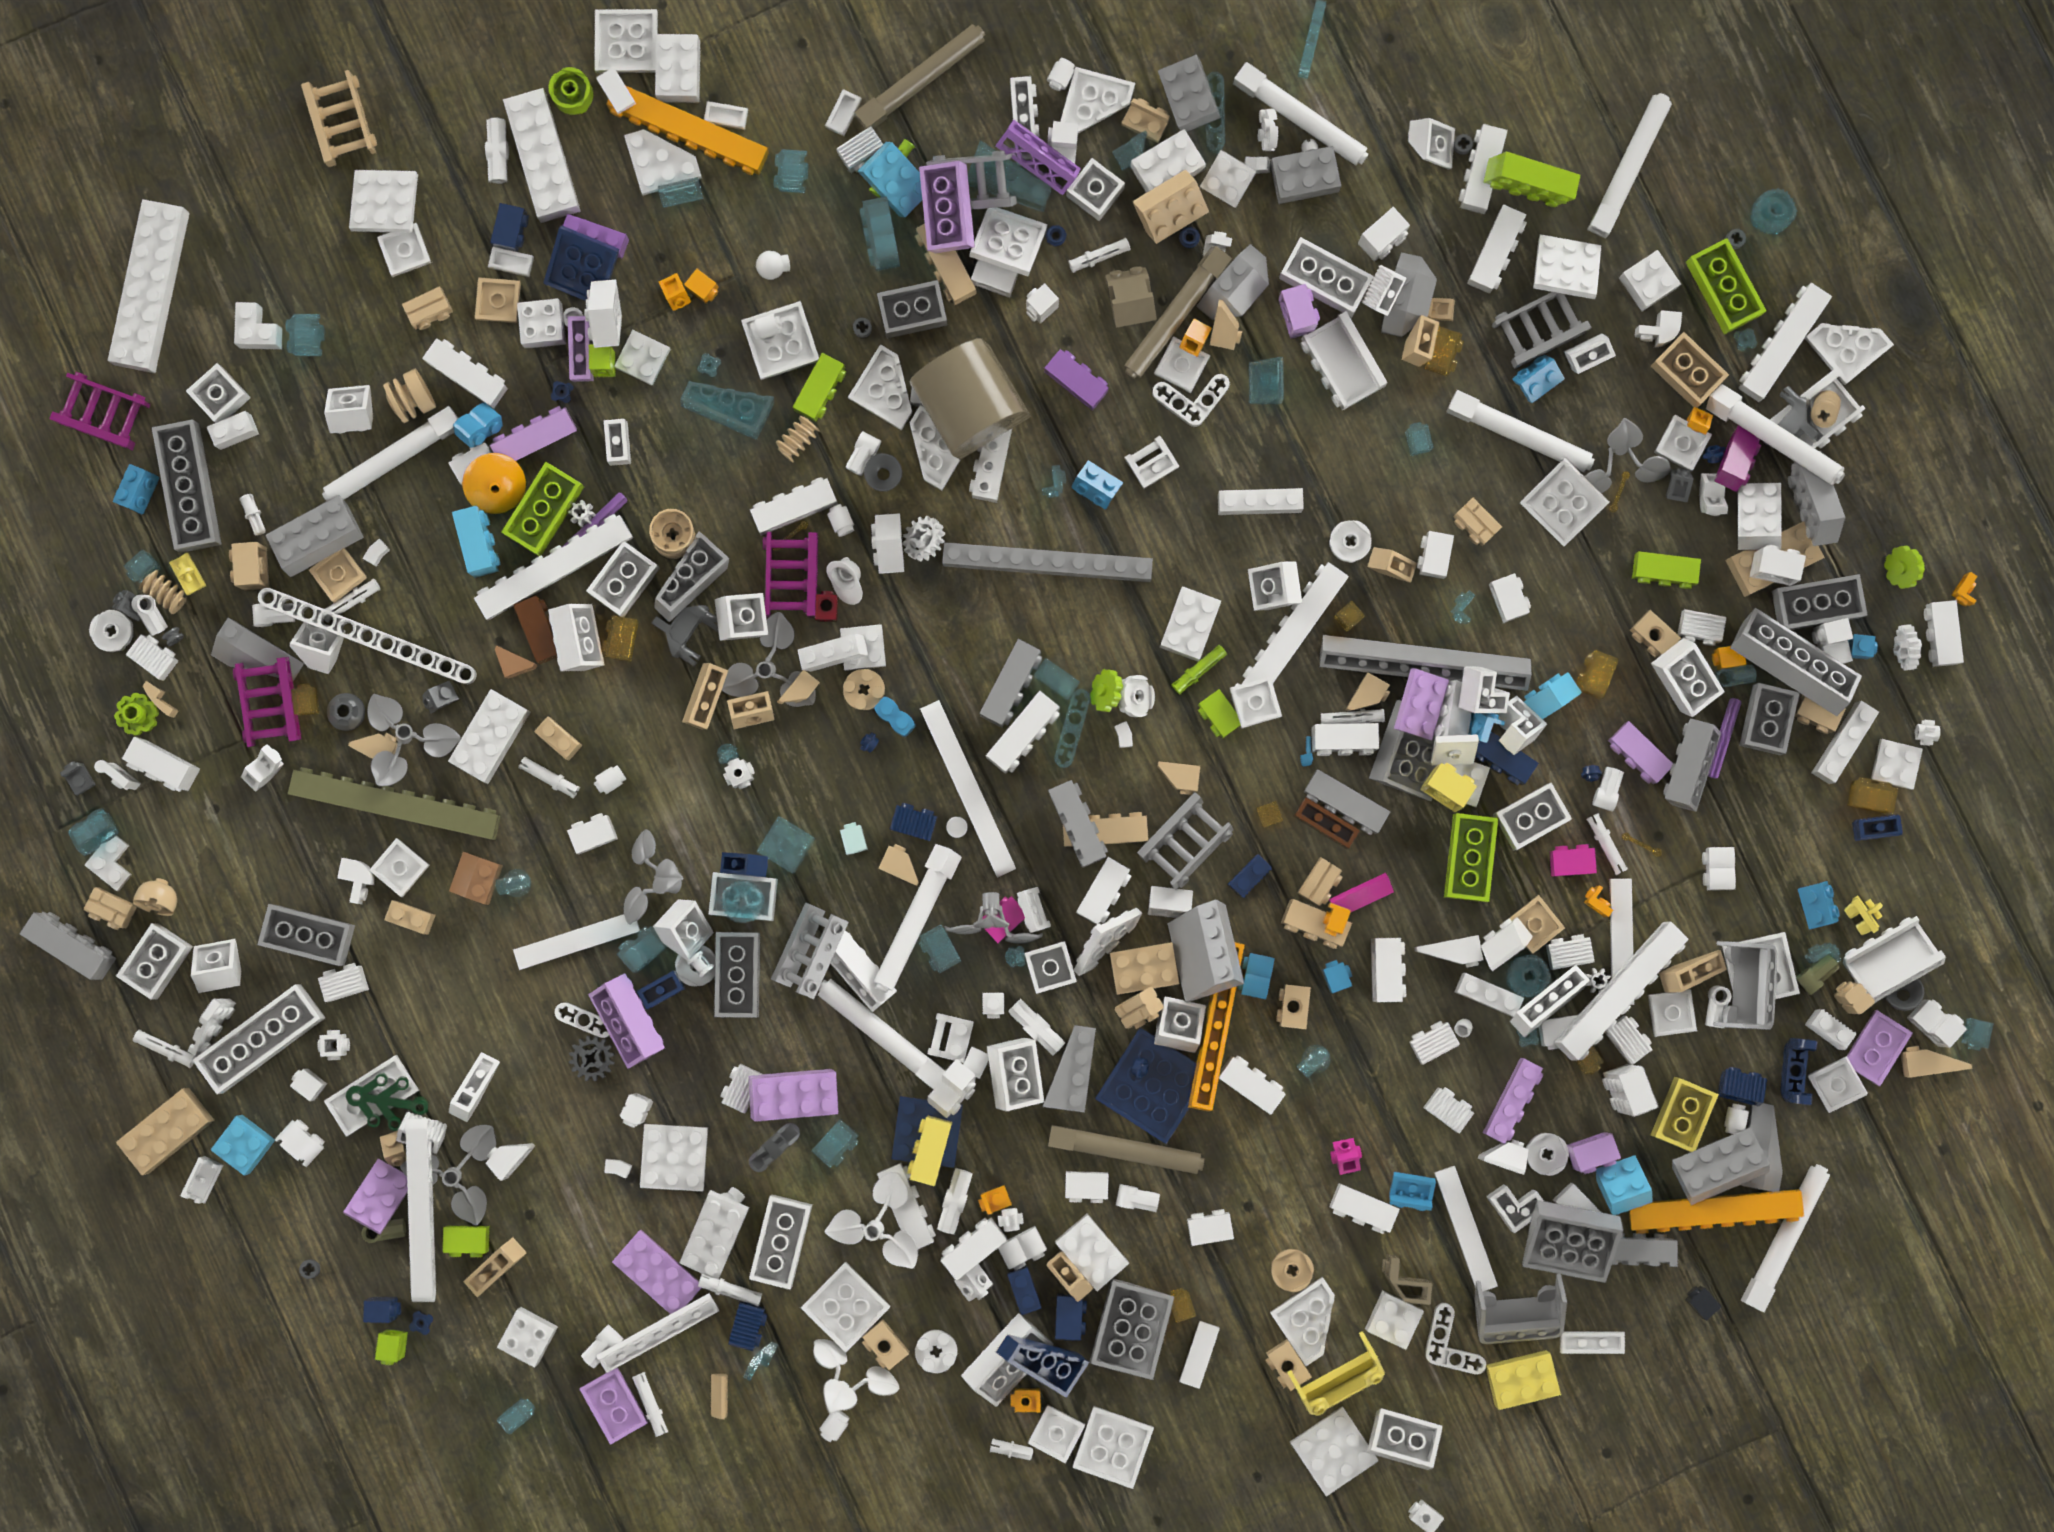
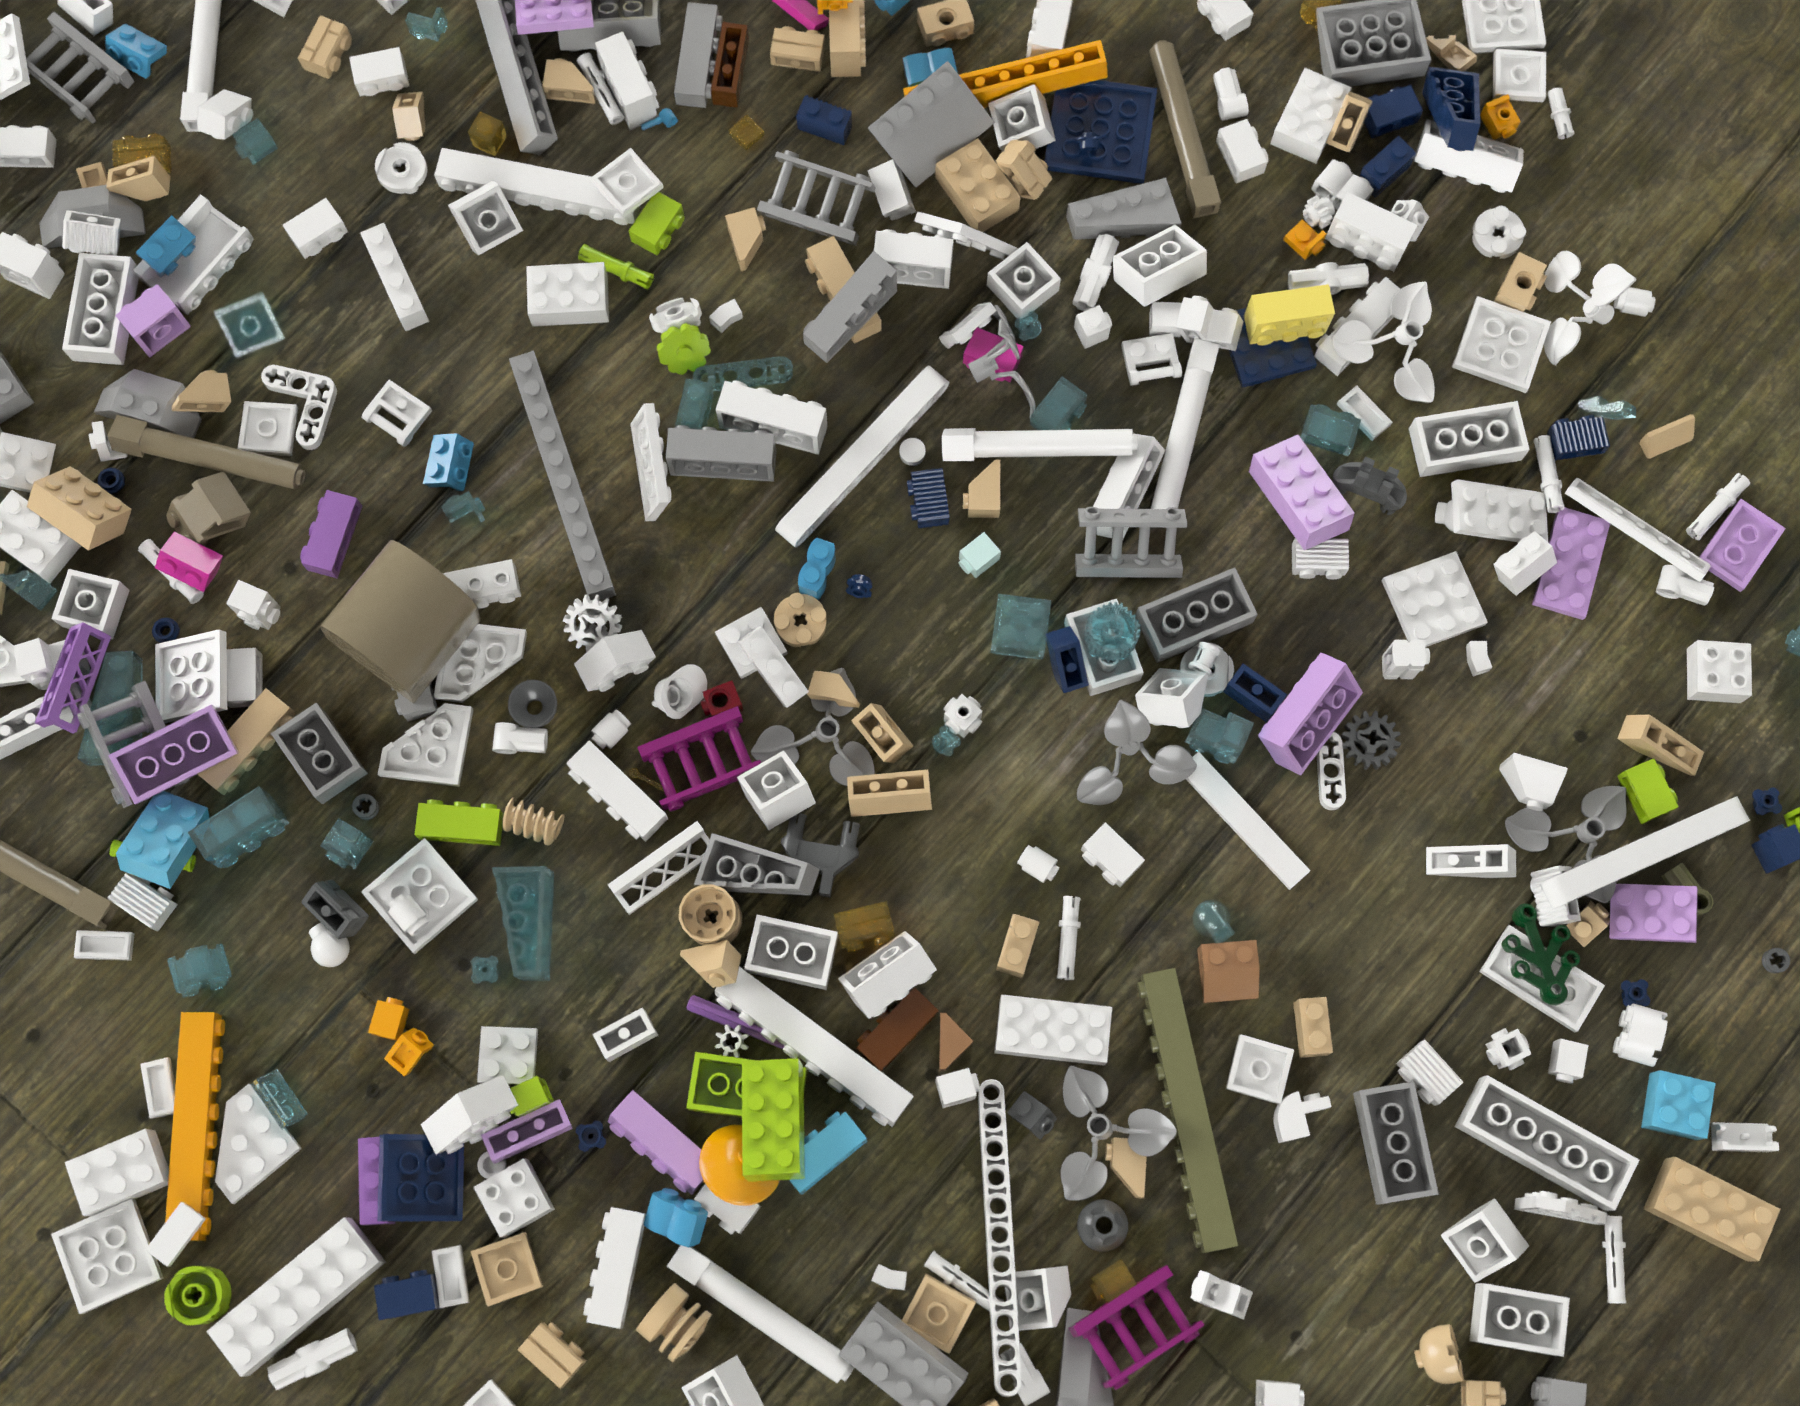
camera: 115 degrees left, 10 degrees down
(337, 1153) = (1640, 987): none -> dark blue plate
(478, 651) = (957, 1087): none -> white brick
(506, 513) = (773, 1120): none -> lime brick
(636, 521) = (714, 962): none -> tan slope
(669, 1234) = (1525, 563): none -> white brick
(732, 515) = (654, 861): none -> white fence
(794, 278) = (335, 909): none -> dark grey brick
(836, 302) = (345, 844): none -> clear light blue brick
(839, 1177) = (1372, 418): none -> white tile
(1032, 630) = (649, 461): none -> white plate
(1096, 269) = (188, 561): none -> dark pink brick
(1098, 1392) = (1452, 53): none -> tan slope
(1195, 337) = (228, 421): light orange brick -> none
(1326, 458) = (315, 228): none -> white brick
(1354, 342) = (167, 247): none -> dark azure bracket
(1446, 424) = (224, 114): none -> white brick

